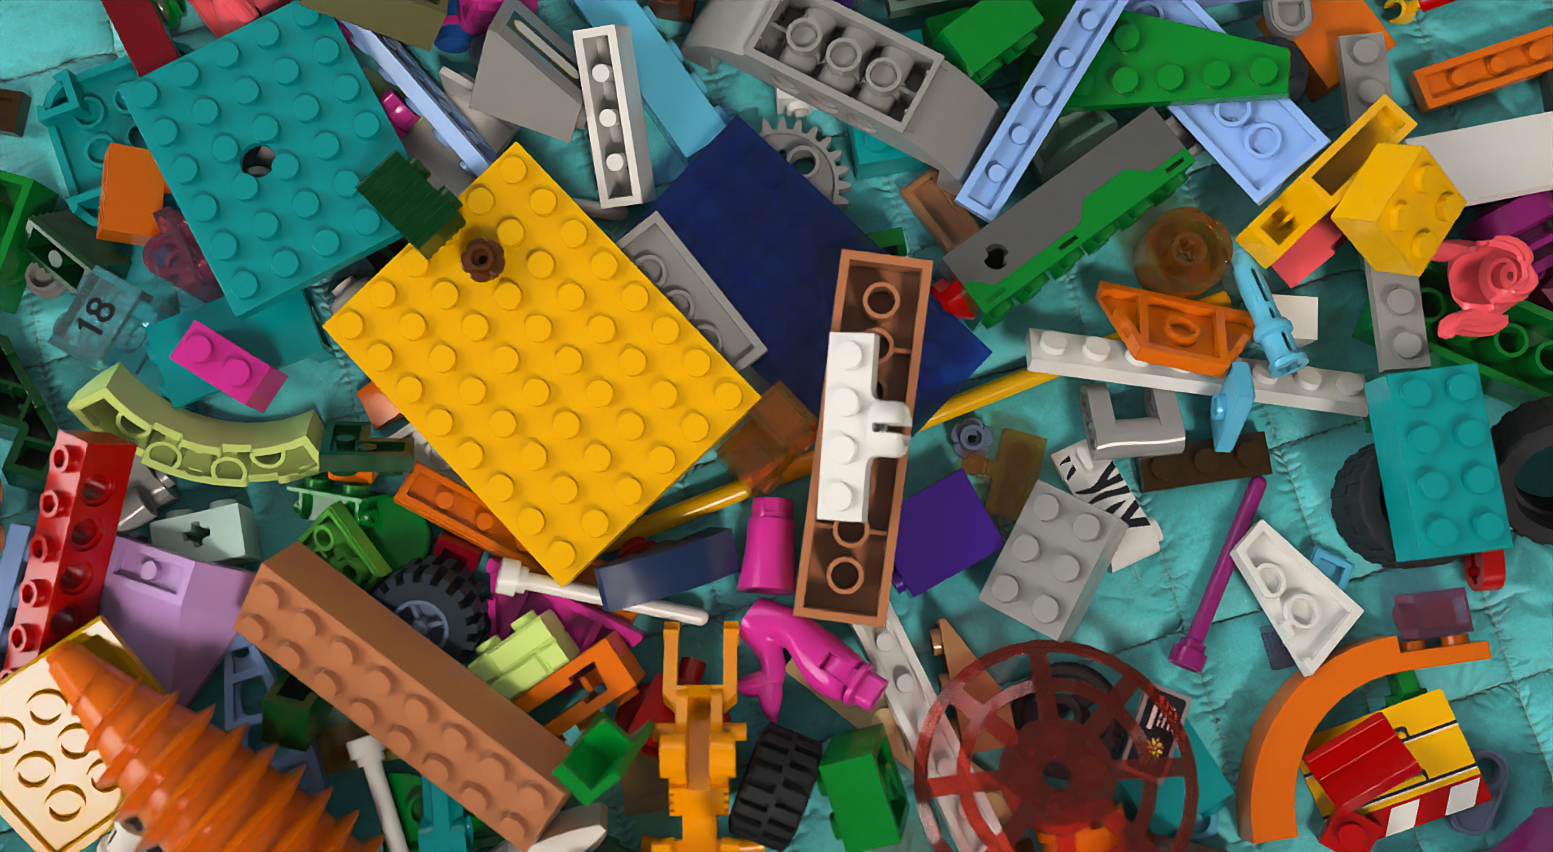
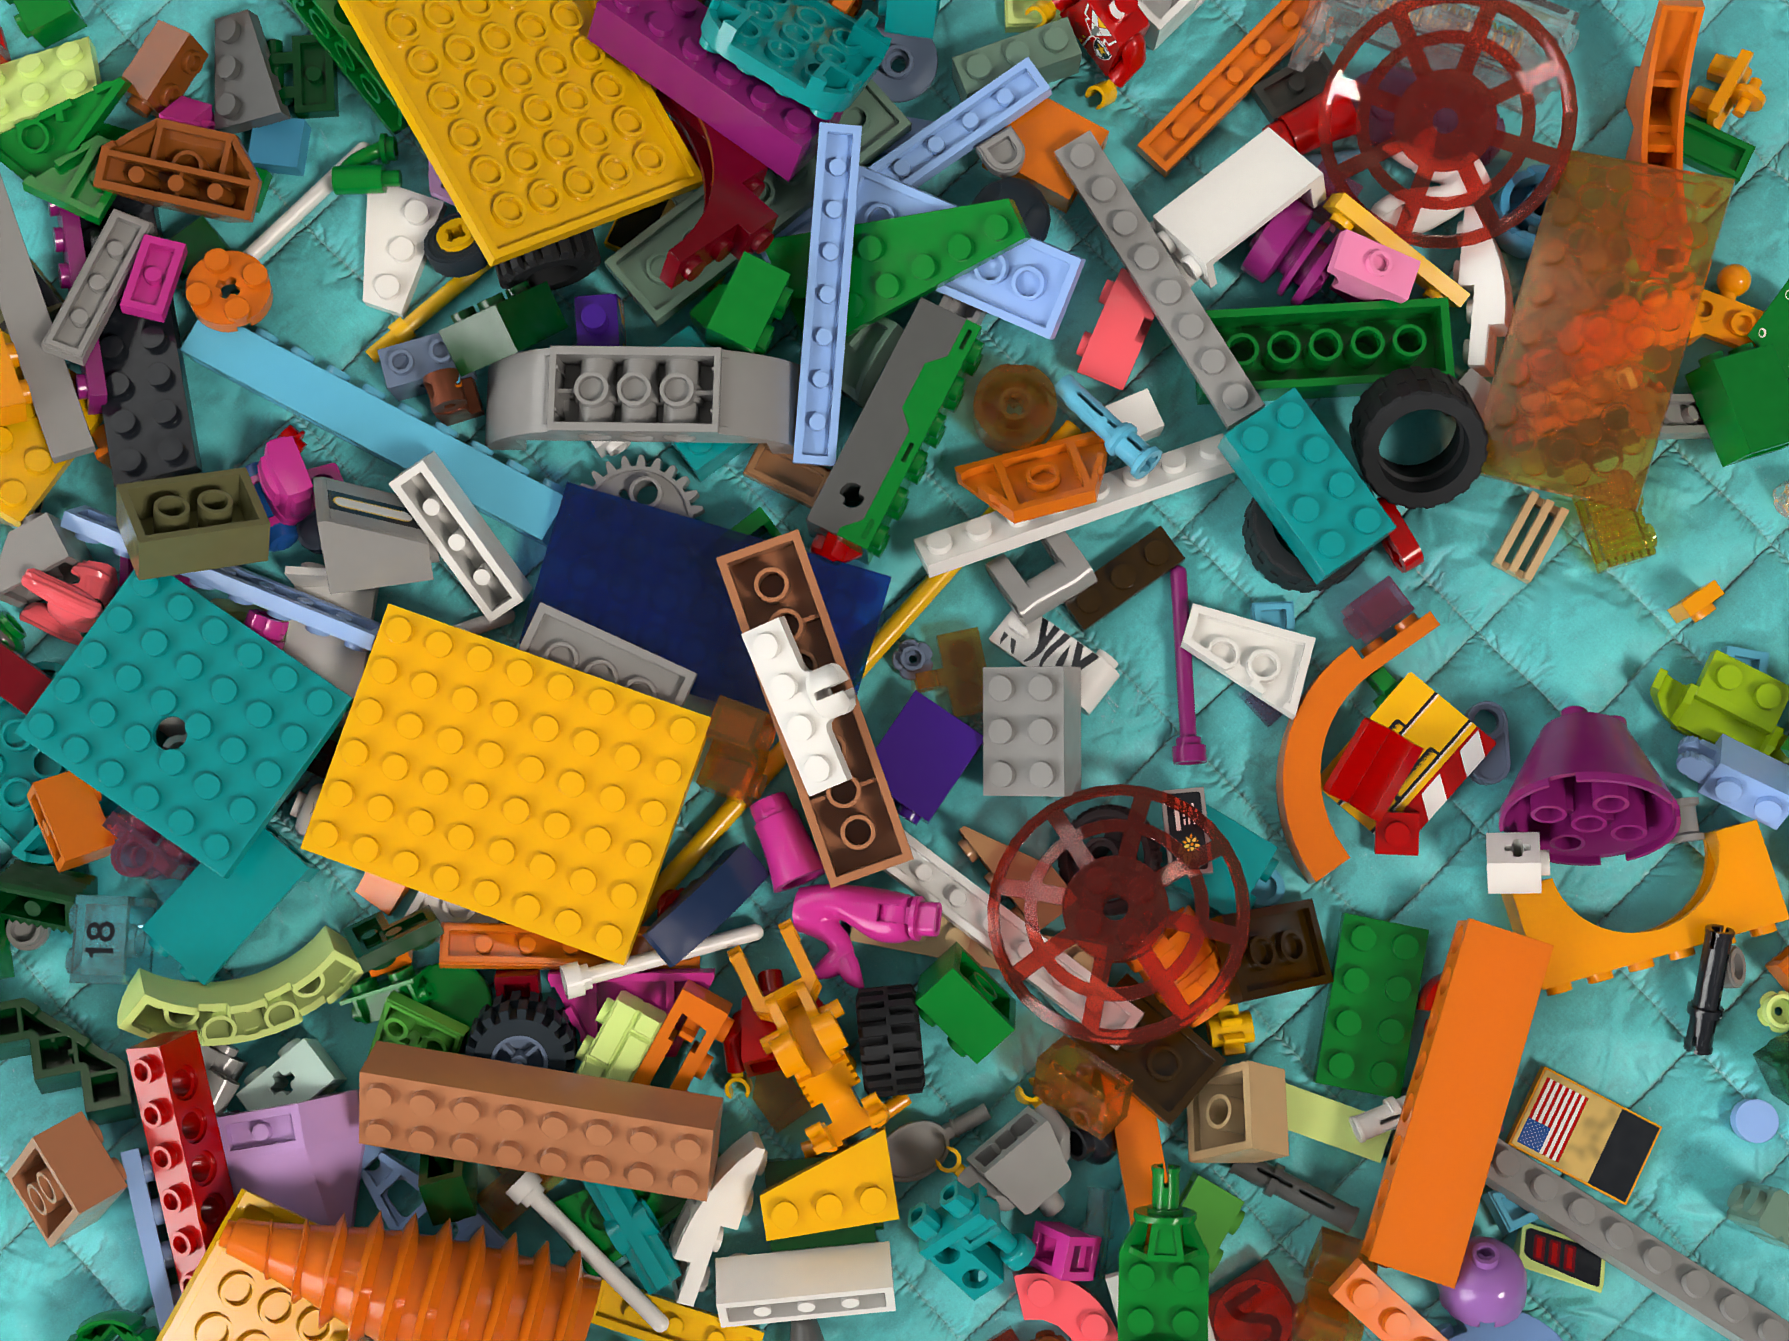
camera: 20 degrees left, 0 degrees up
(228, 366) = (237, 923): dark pink brick -> none
(411, 204) = (327, 703): dark green brick -> none
(491, 268) = (425, 720): reddish brown plate -> none
(600, 757) = (727, 1087): green panel -> none
(1231, 406) = (1117, 522): medium azure plate -> none
(1323, 182) = (1099, 289): yellow slope -> none
(1399, 209) = (1167, 289): yellow brick -> none
(1483, 283) = (1275, 309): coral hair -> none

